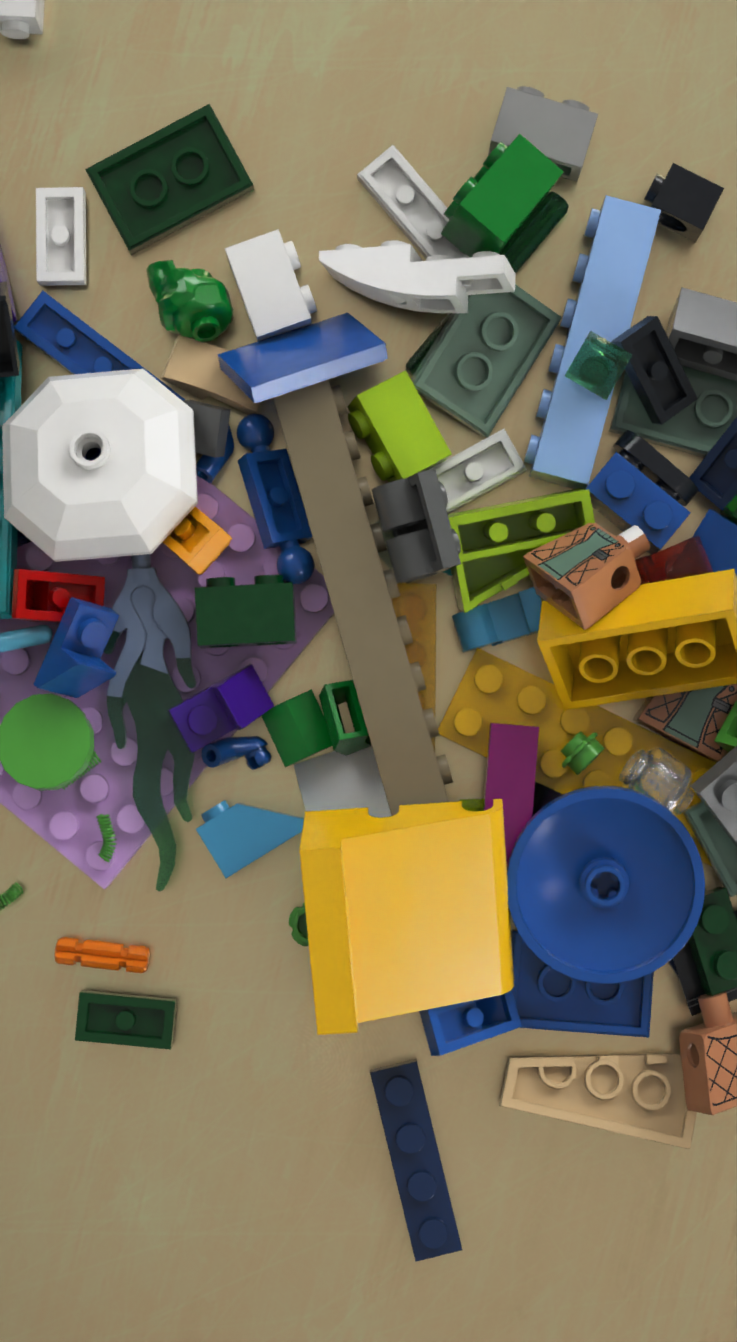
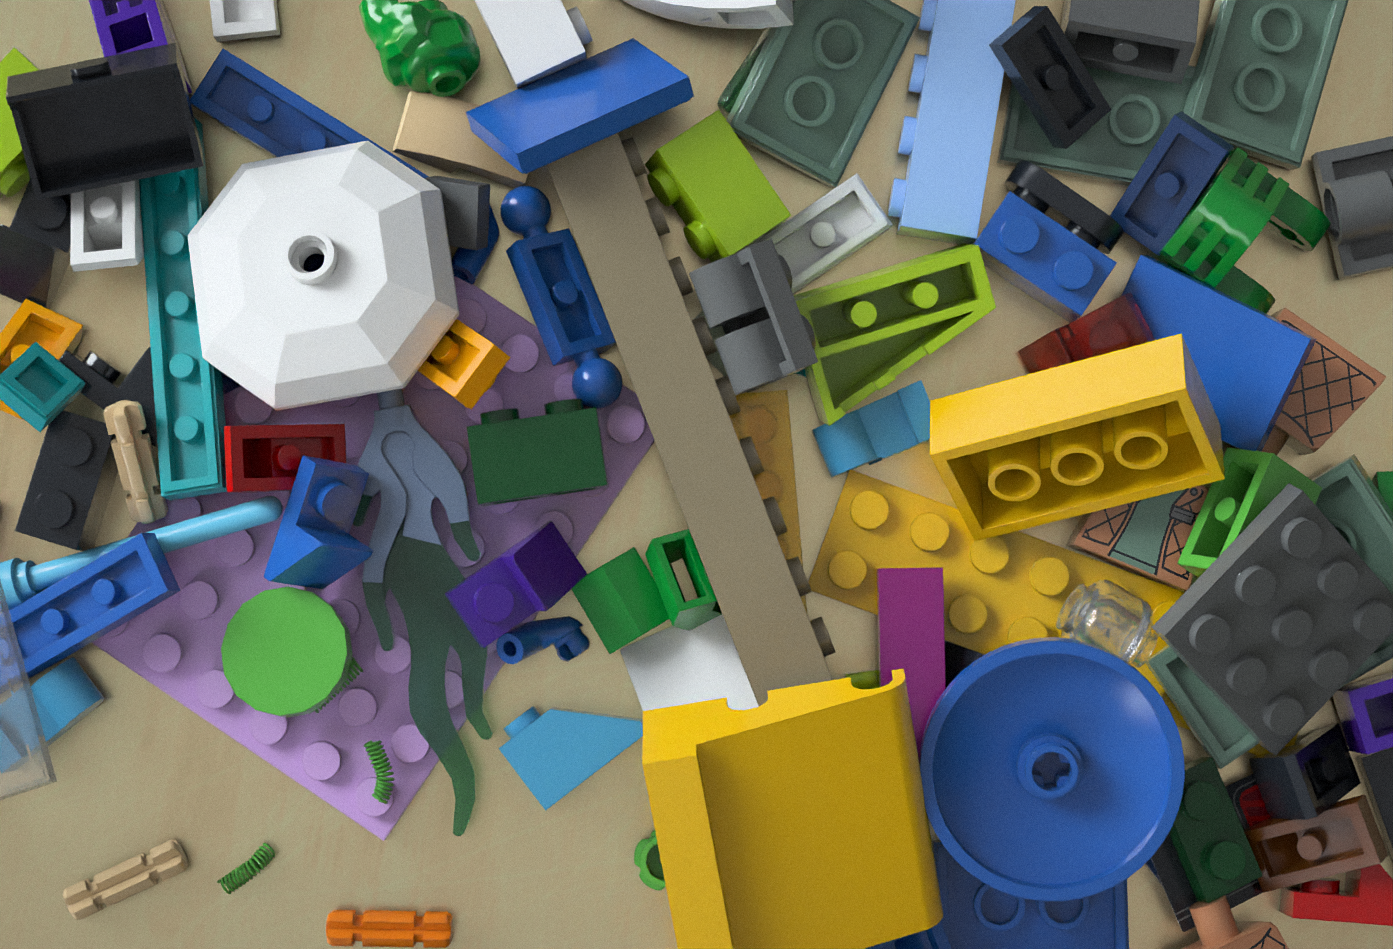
camera: 10 degrees left, 0 degrees up
(581, 751) = (1002, 595): bright green plate -> none
(587, 571) = (987, 354): nougat torso -> none
(598, 365) = (975, 78): clear green plate -> none

